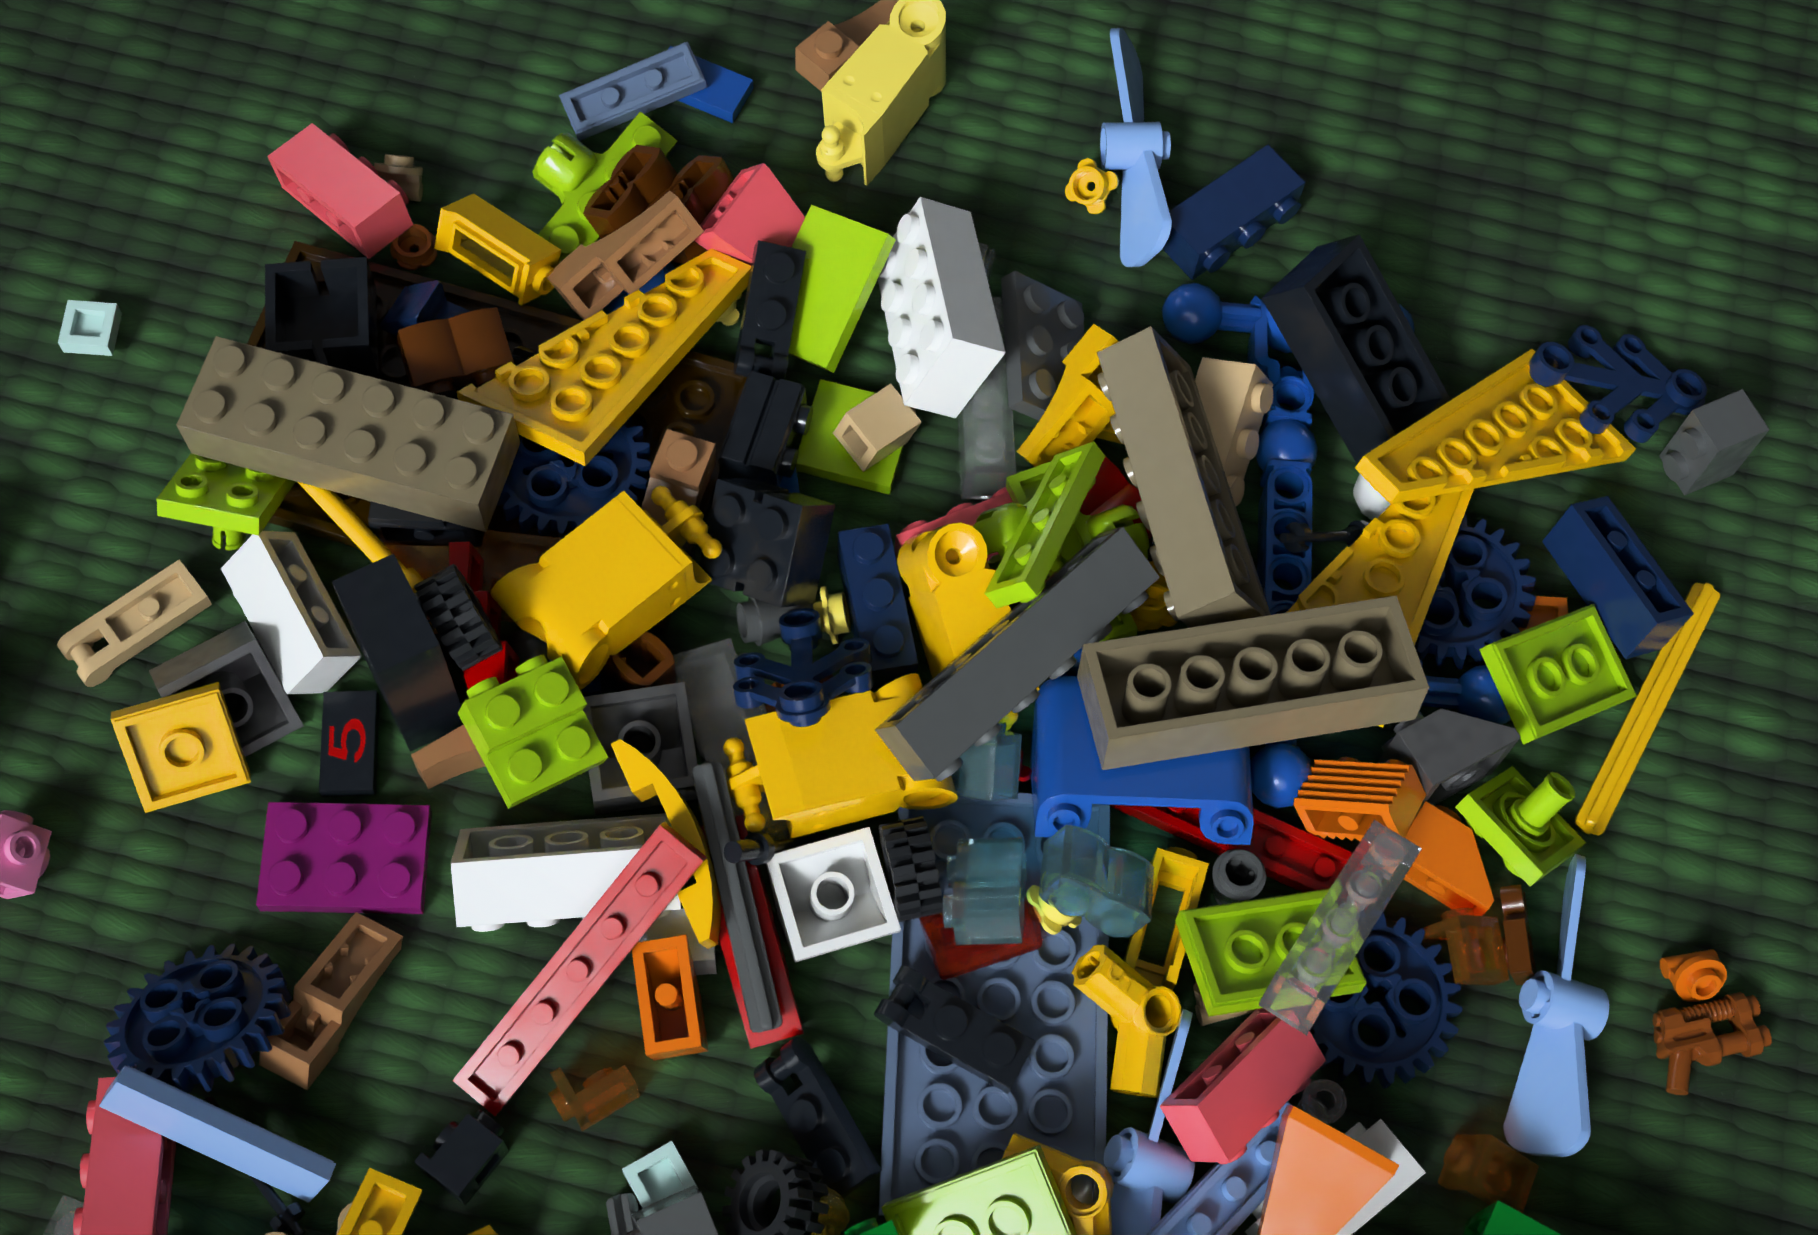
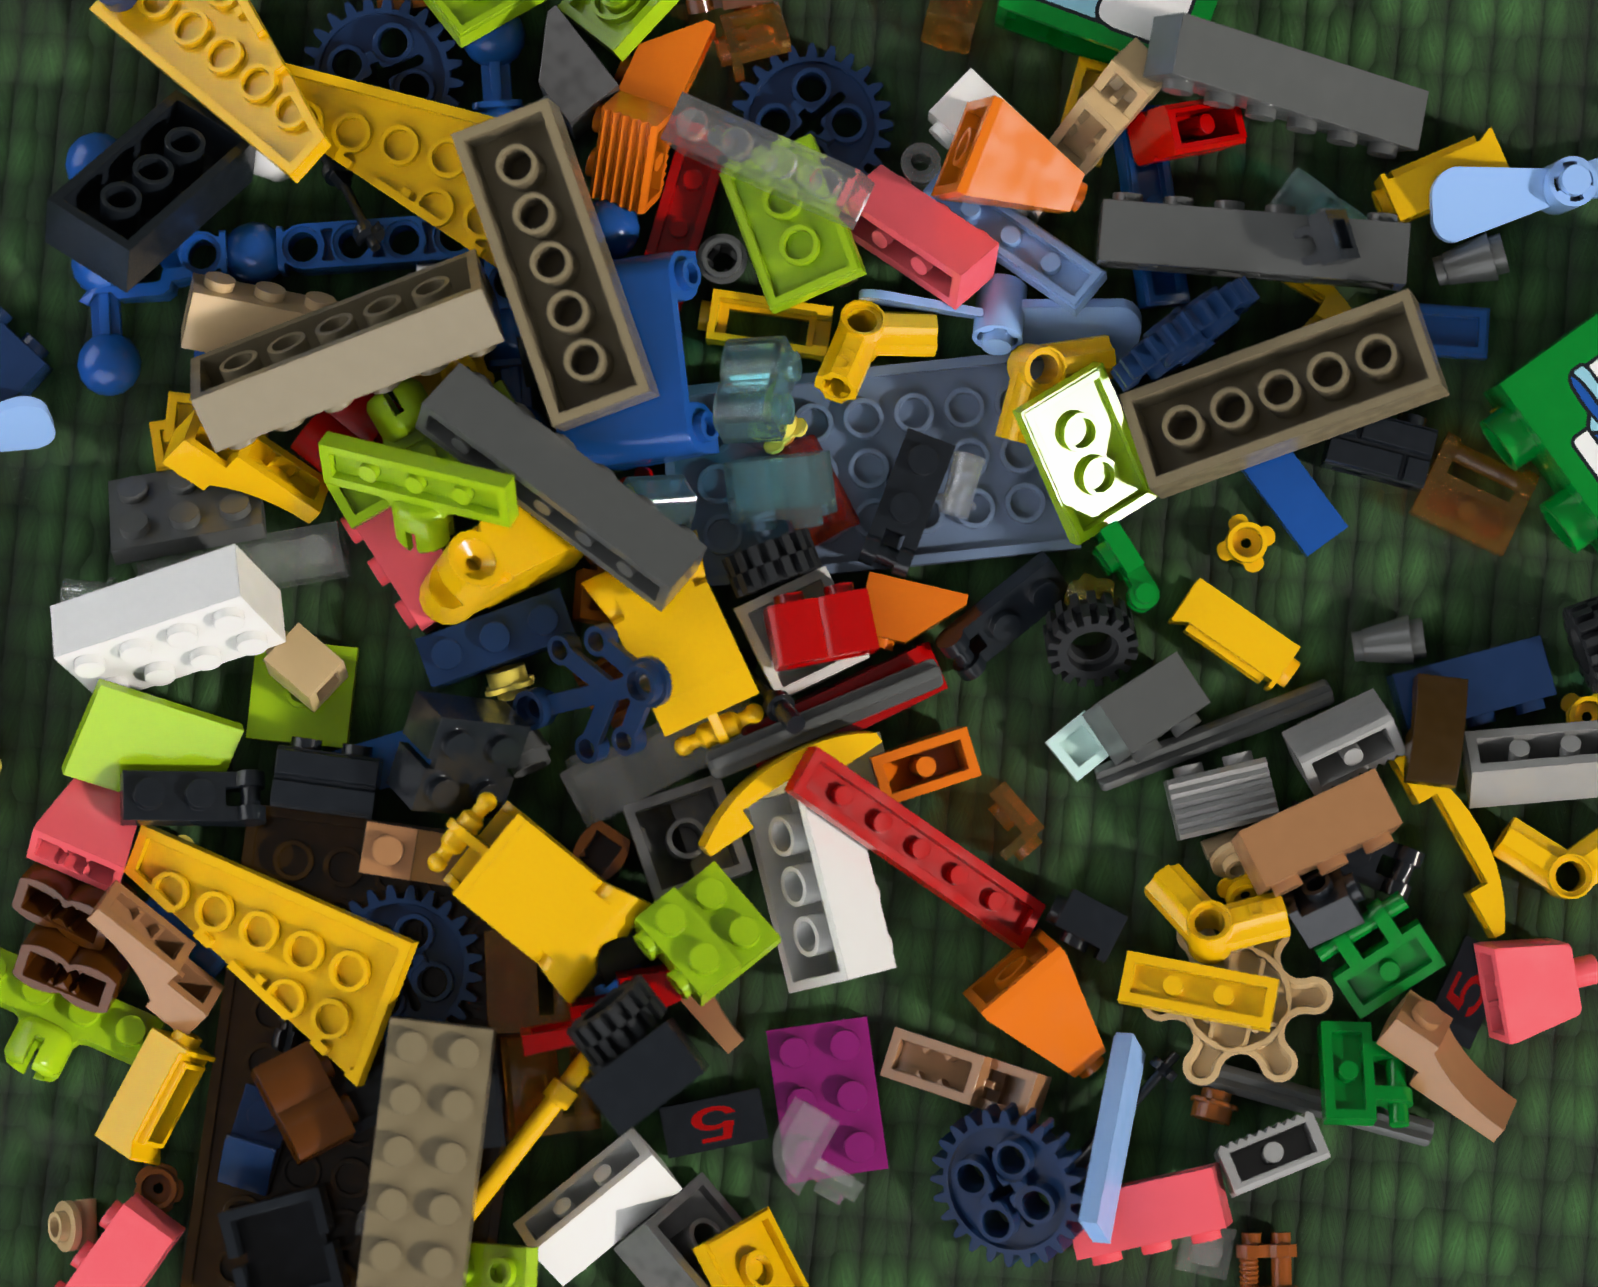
camera: 90 degrees left, 20 degrees up
(290, 806) = (798, 1152): none -> clear brick
(382, 1085) = (1041, 1005): none -> orange slope
(834, 906) = (821, 627): none -> red brick
(841, 1010) = (908, 608): none -> orange slope
(966, 1089) = (961, 485): none -> clear pin

